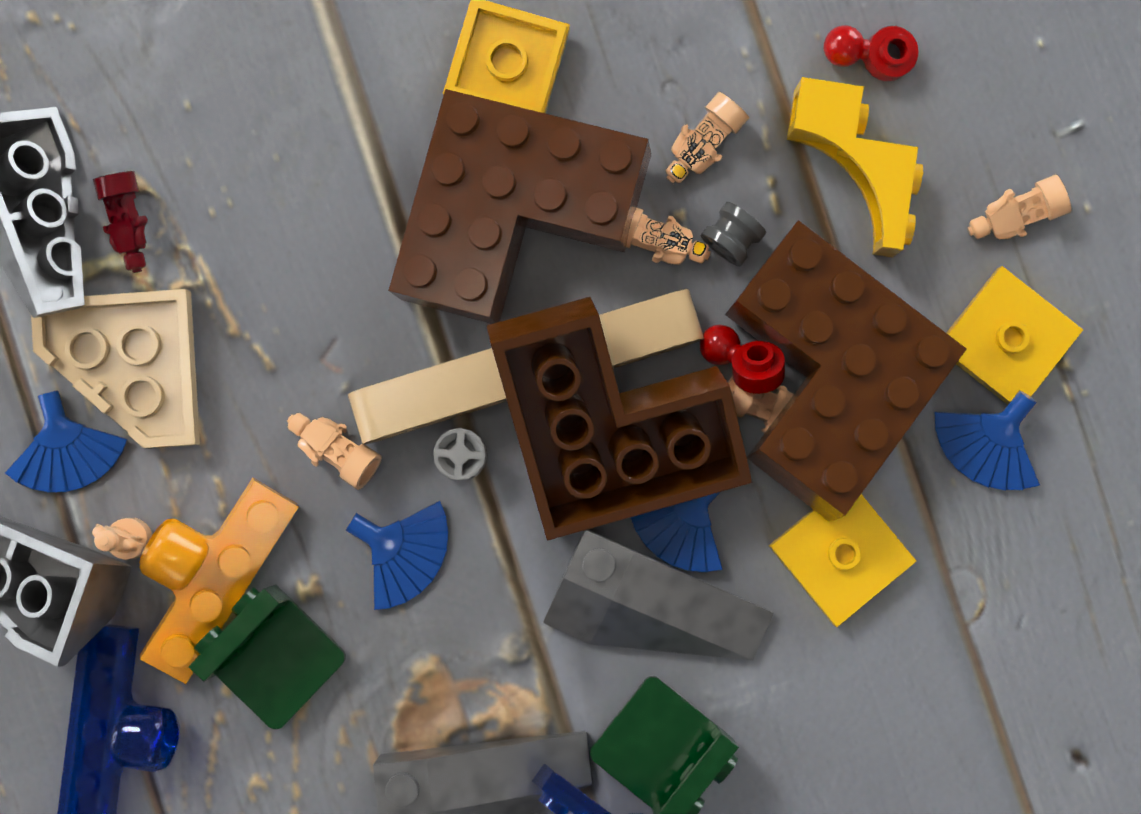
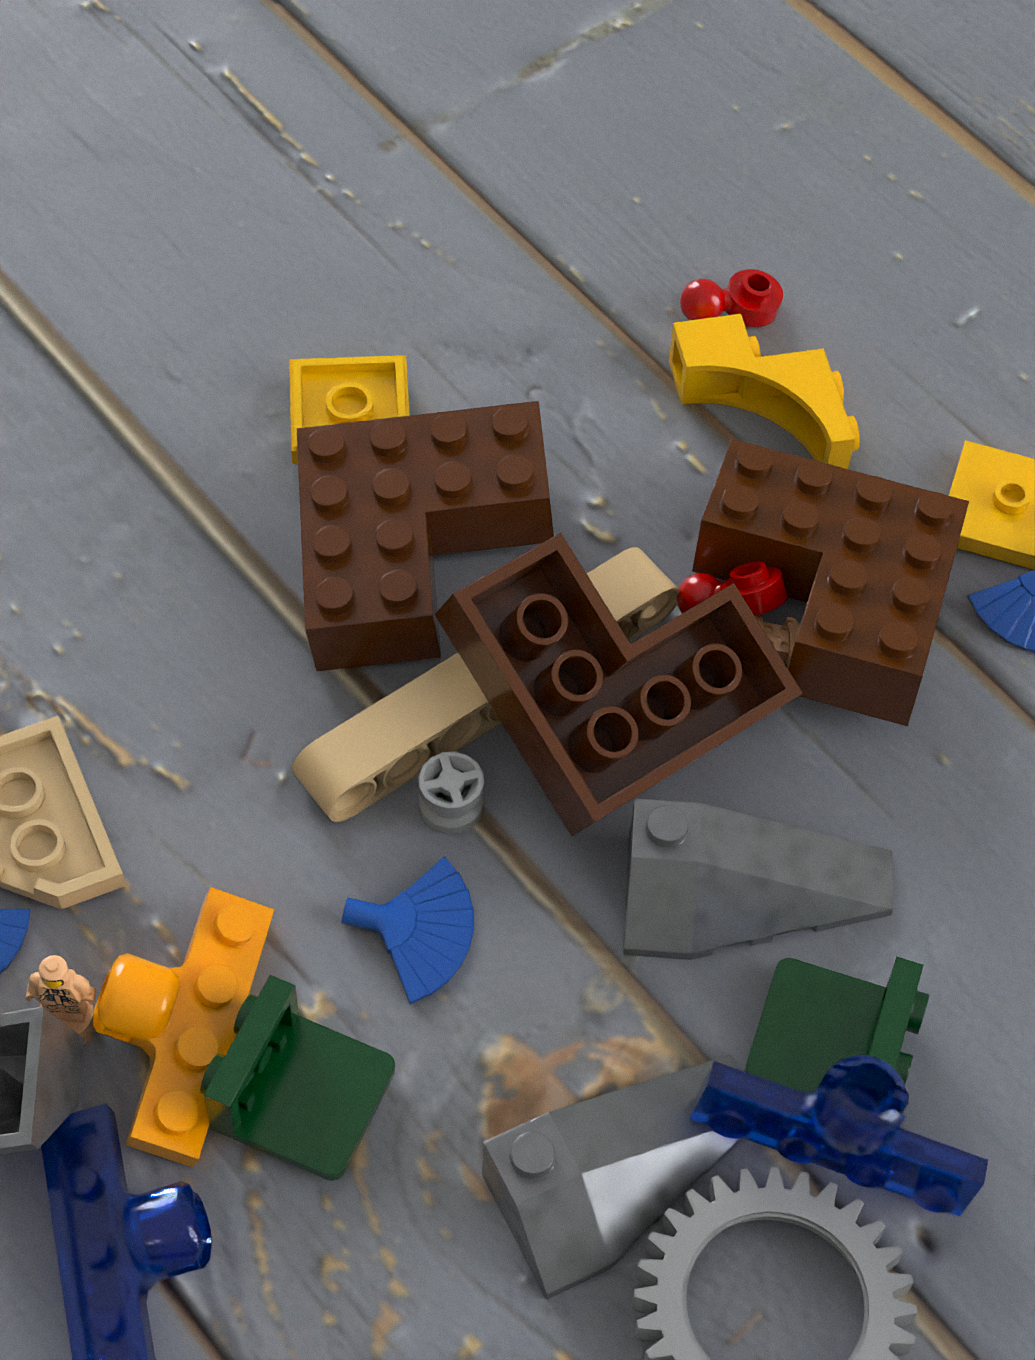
camera: 20 degrees left, 30 degrees down
(324, 440) = (326, 840): light nougat piece -> none
(667, 240) = (596, 521): light nougat piece -> none
(681, 535) = (739, 783): blue hand -> none
(697, 146) = (590, 431): light nougat piece -> none
(733, 233) = (666, 489): dark grey wheel -> none
(842, 559) = (939, 767): yellow plate -> none
(1010, 213) = (949, 396): light nougat piece -> none

